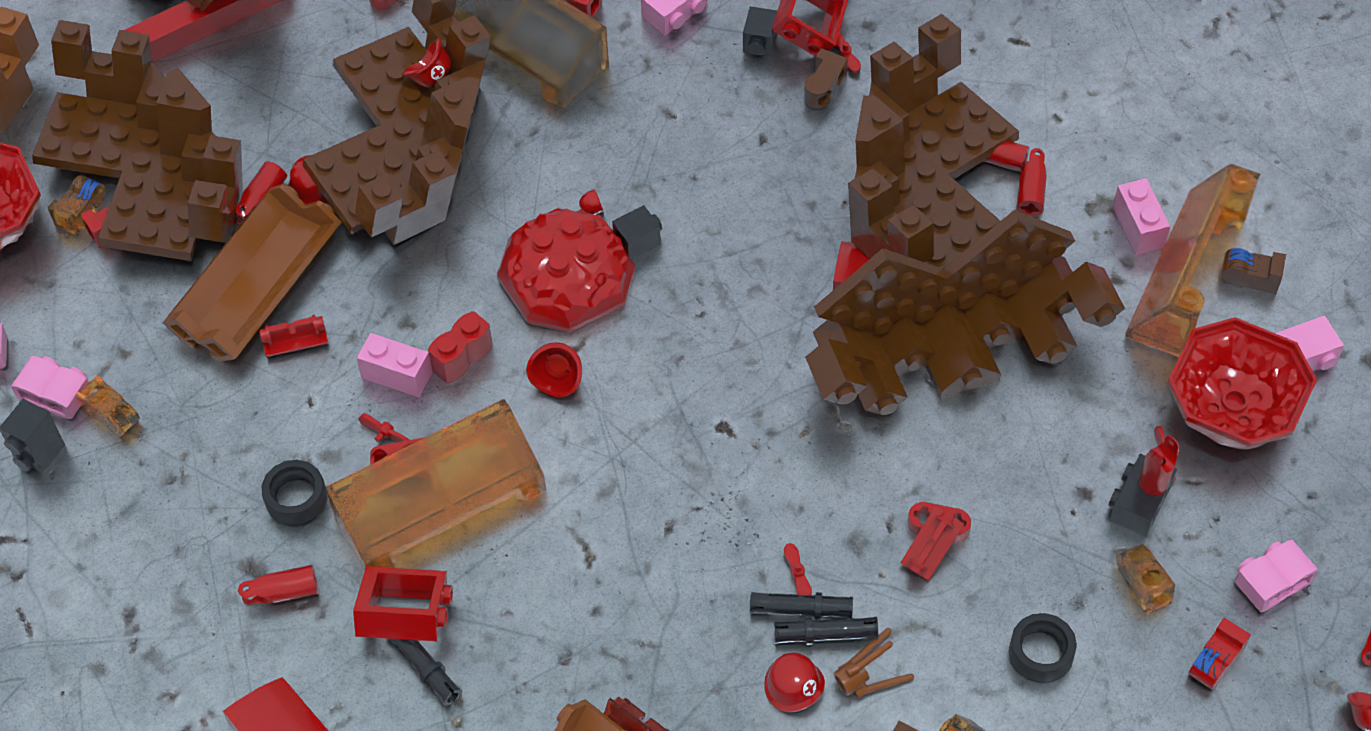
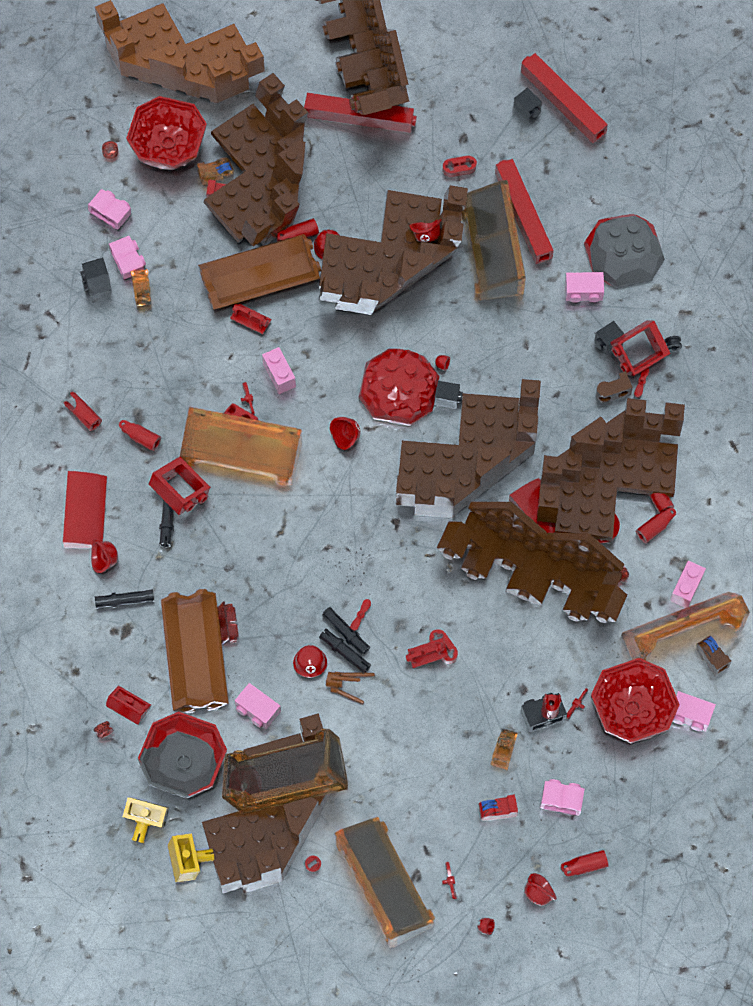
camera: 40 degrees right, 10 degrees up
(175, 621) = (84, 413): none -> red piece
(289, 471) = (178, 383): black tyre -> none
(463, 345) = (312, 386): red brick -> none
(749, 251) = (491, 444): none -> reddish brown brick
(1047, 624) = (432, 724): black tyre -> none

